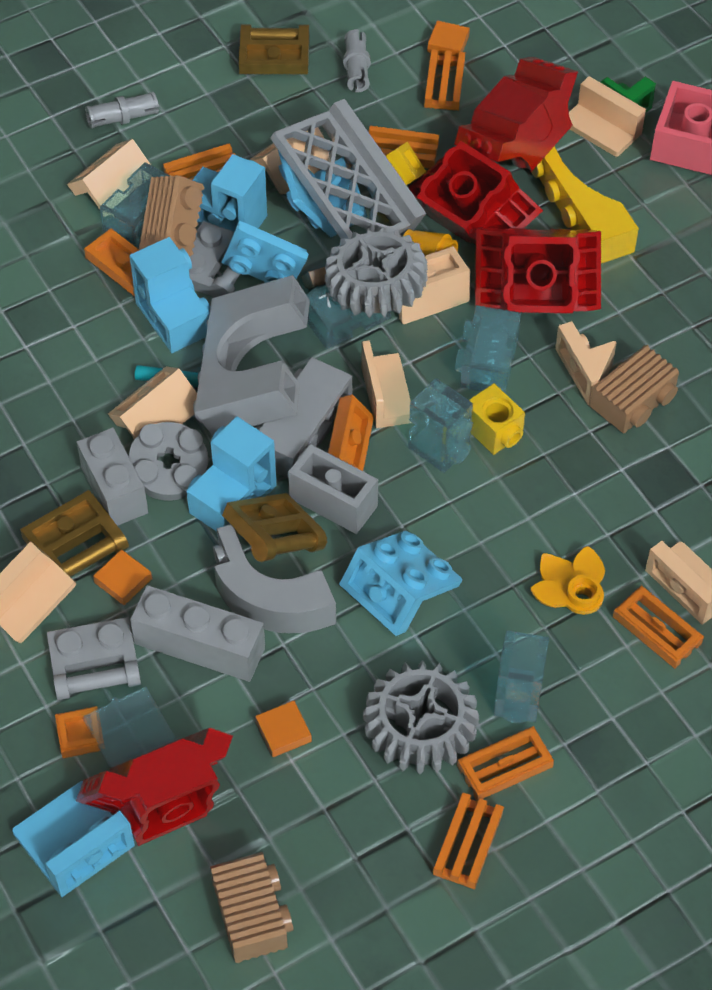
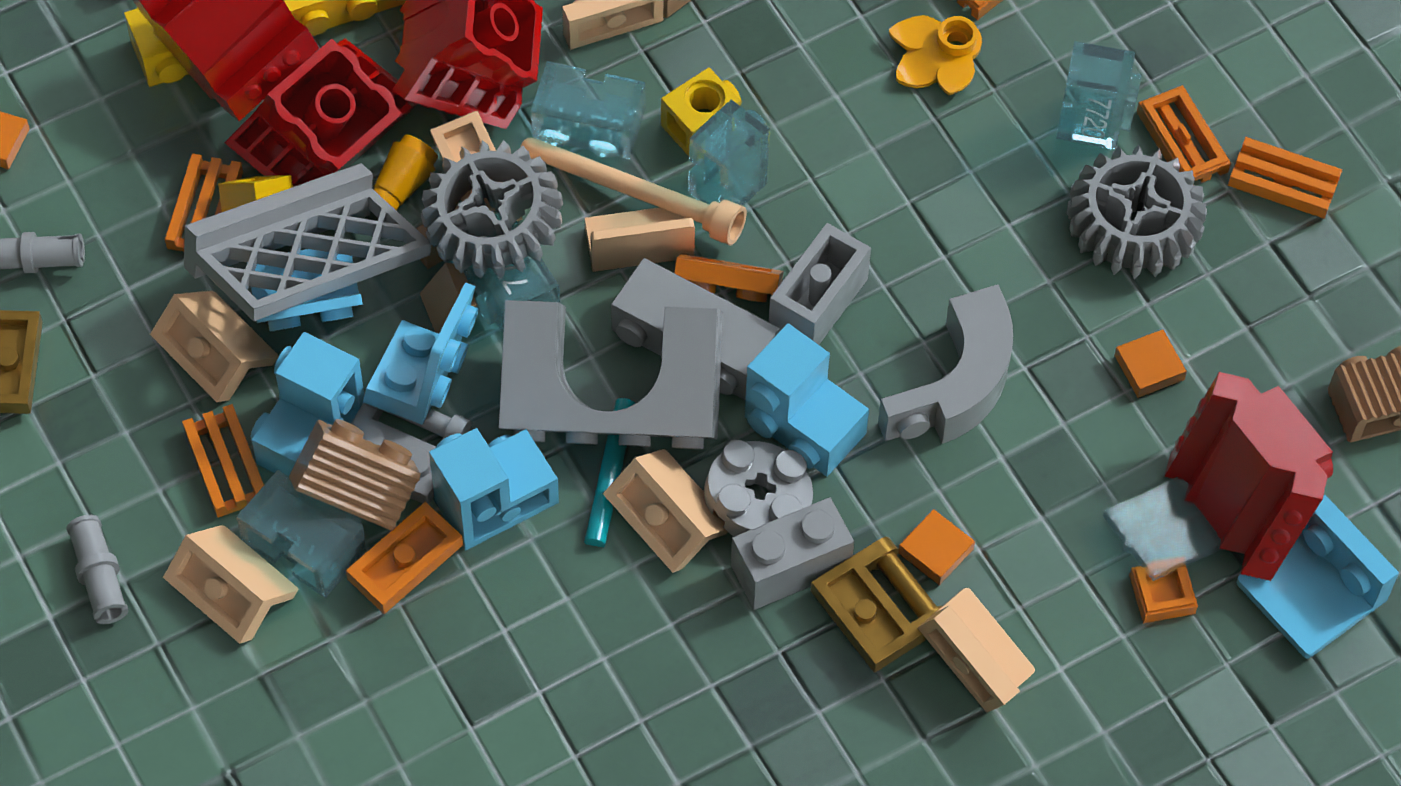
camera: 90 degrees left, 5 degrees up
(91, 648) = (1043, 583): light grey plate -> none
(198, 633) = (1031, 447): light grey brick -> none
(272, 515) = (870, 370): pearl gold plate -> none
(393, 428) = (721, 220): none -> light nougat piece
(395, 577) = (947, 227): medium azure bracket -> none
(446, 60) = (78, 138): orange tile -> none

